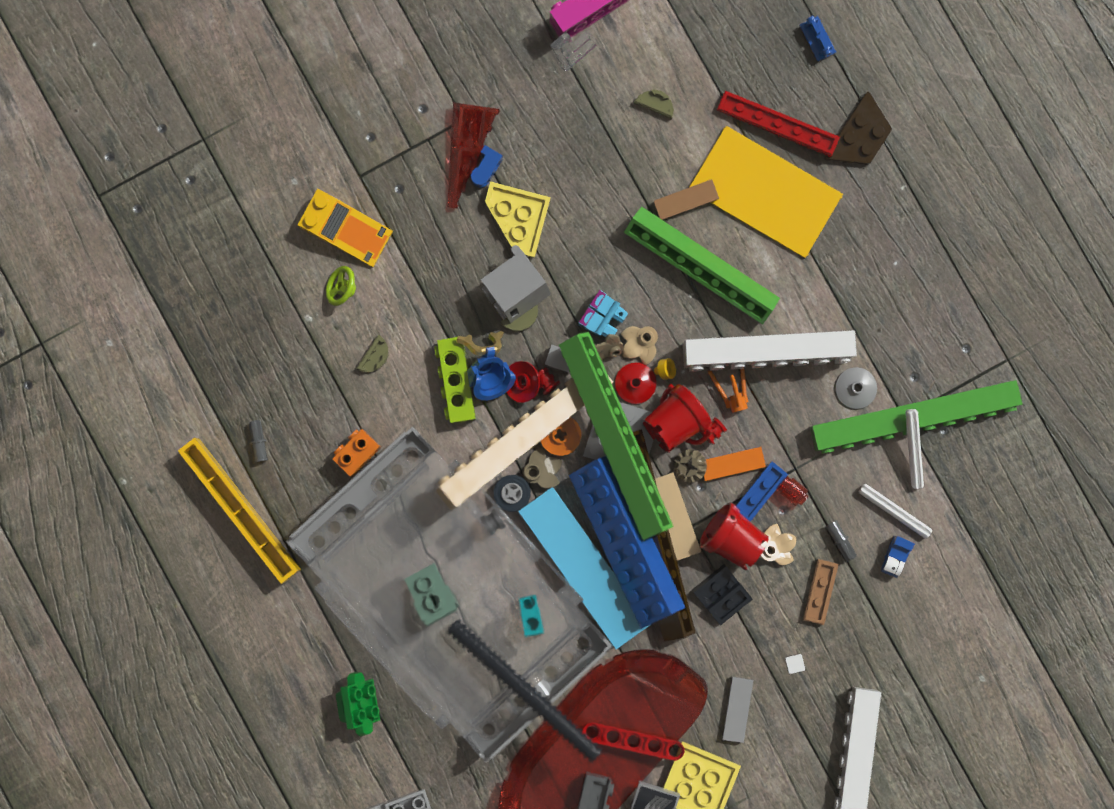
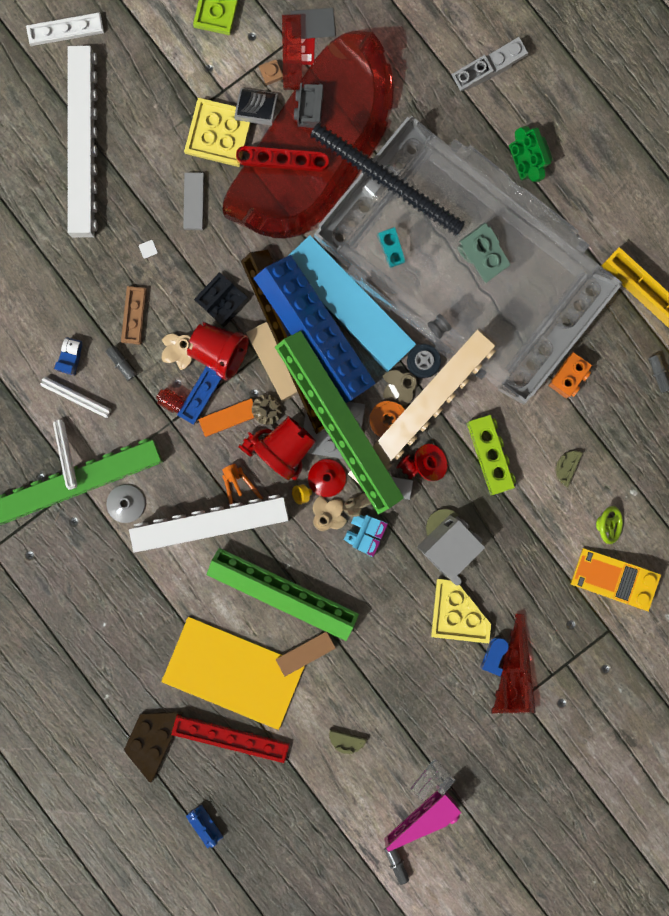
camera: 170 degrees right, 0 degrees up
(488, 374) = (462, 464): blue helmet -> none

